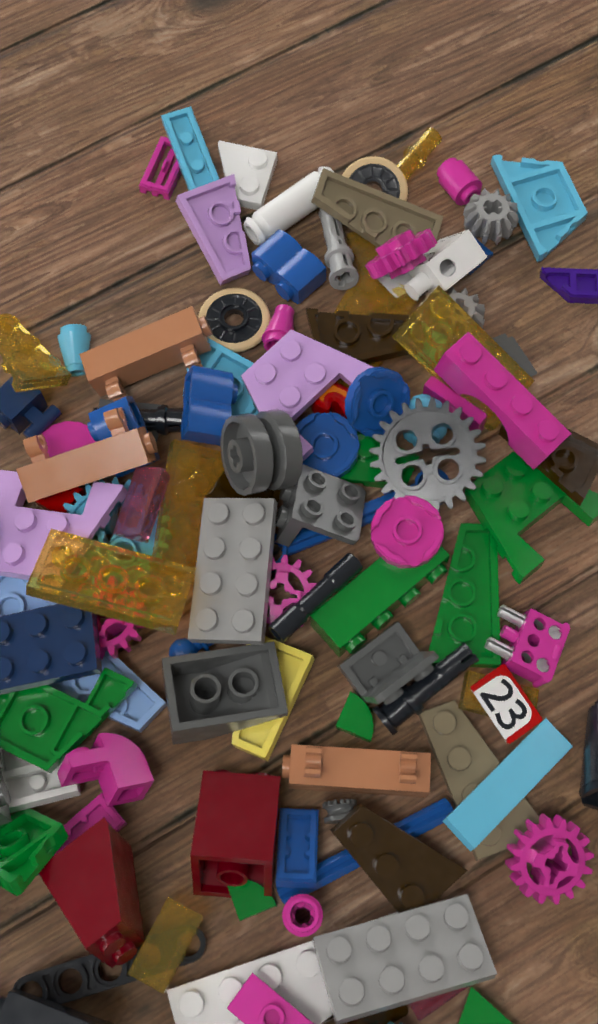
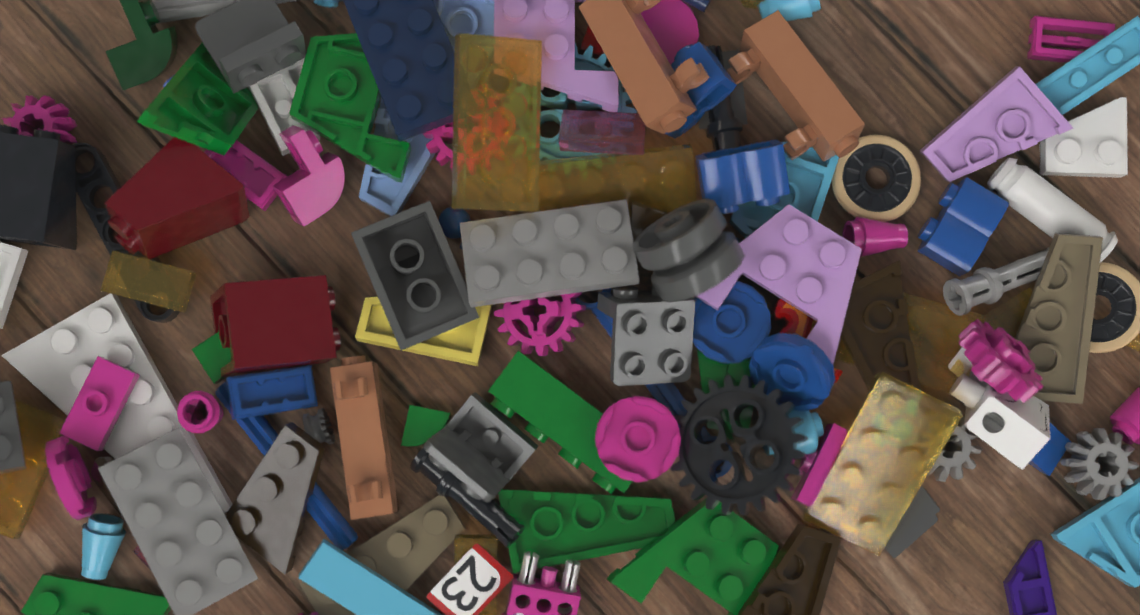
camera: 75 degrees right, 15 degrees up
(298, 613) = (560, 366): black piece -> none
(477, 373) = (841, 497): dark pink arch -> none

